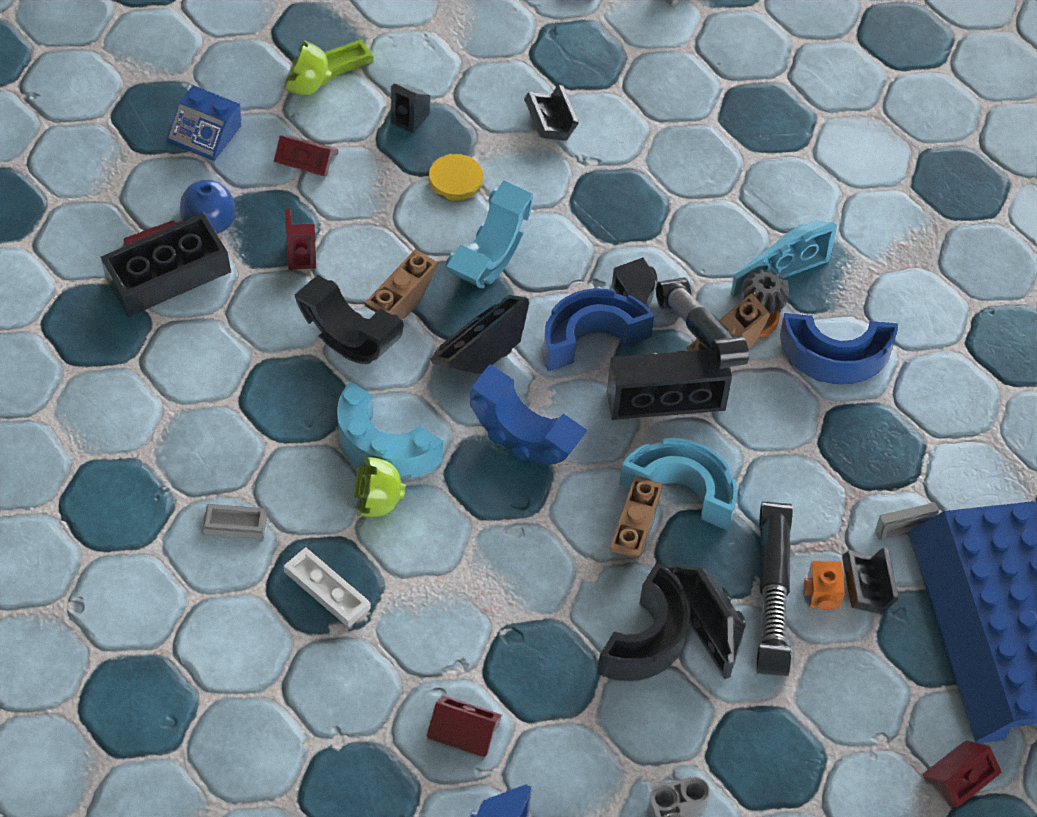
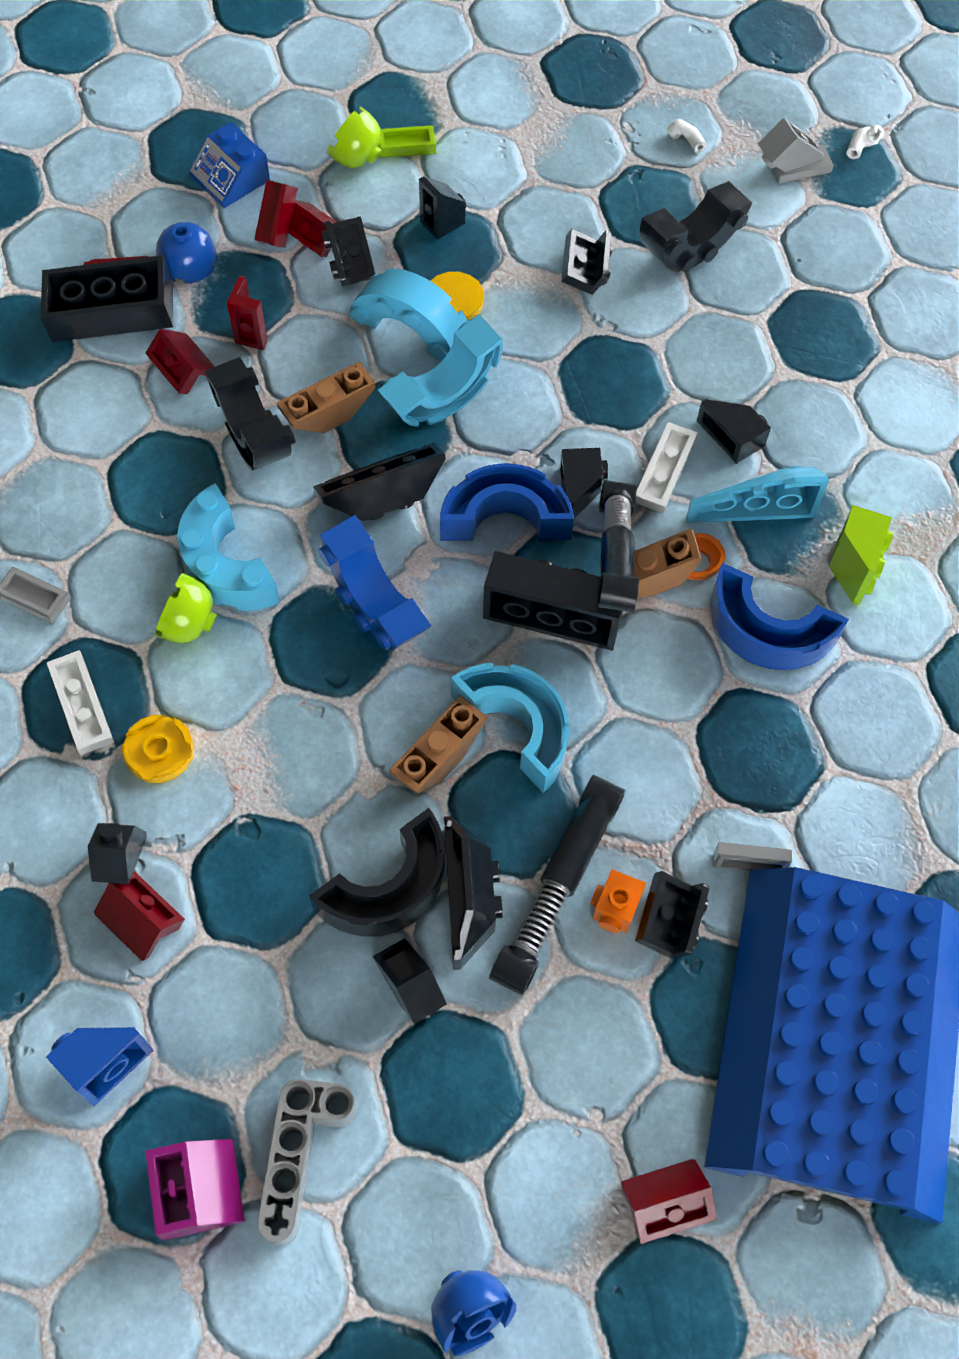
camera: 25 degrees right, 10 degrees up
(252, 297) = (178, 359): none -> dark red panel
(272, 151) = (275, 213): none -> dark red panel
(353, 164) = (350, 251): none -> black bracket
(408, 601) = (158, 749): none -> yellow tile
(428, 678) = (115, 852): none -> black slope
(432, 188) = (412, 301): none -> medium azure brick
(633, 67) = (700, 234): none -> black brick
(698, 257) = (665, 467): none -> white plate
(701, 693) = (410, 980): none -> black slope
(735, 210) = (734, 427): none -> black slope
(767, 288) = (717, 530): dark grey gear -> none
(880, 273) = (860, 552): none -> lime slope

